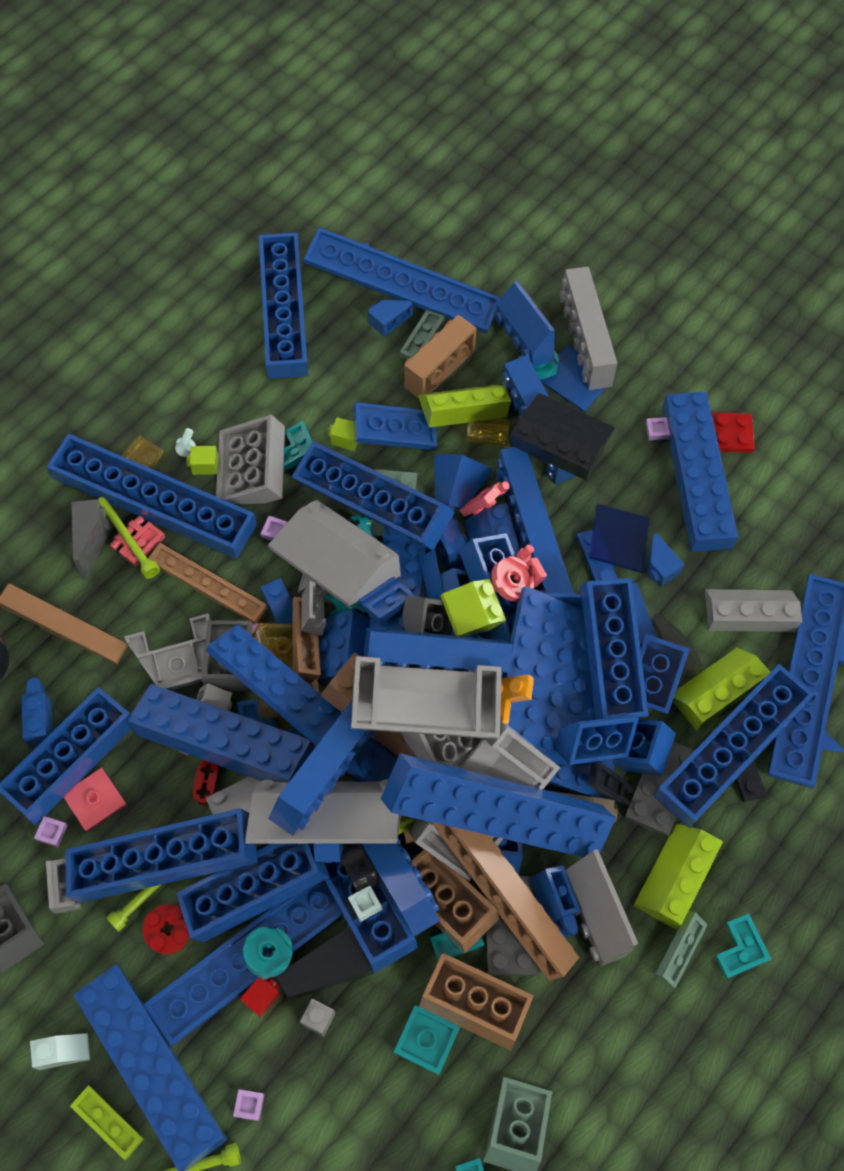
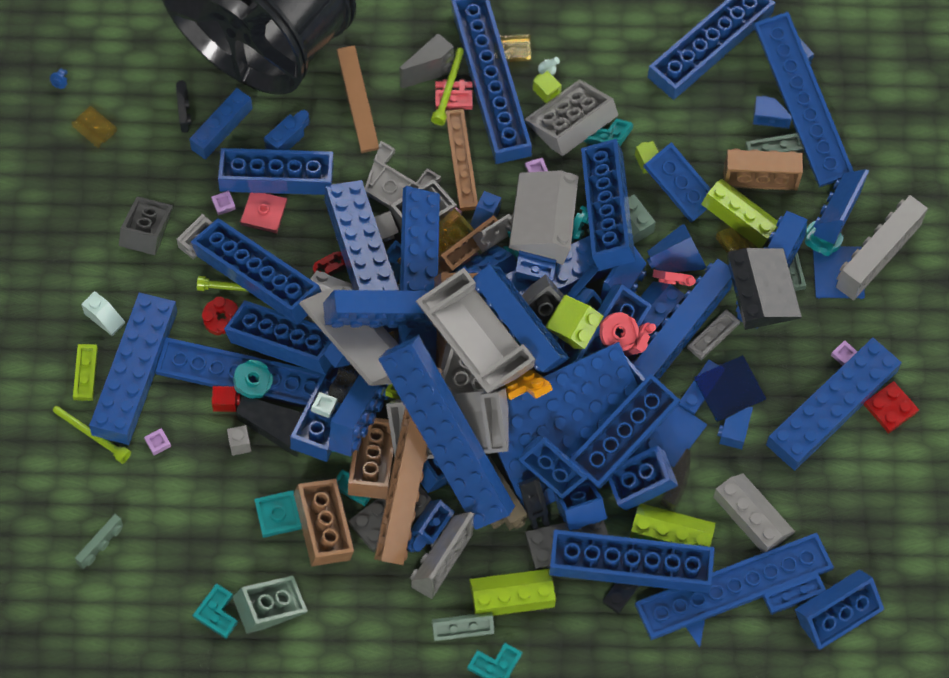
camera: 50 degrees right, 0 degrees up
(556, 510) = (713, 334): none -> light grey tile

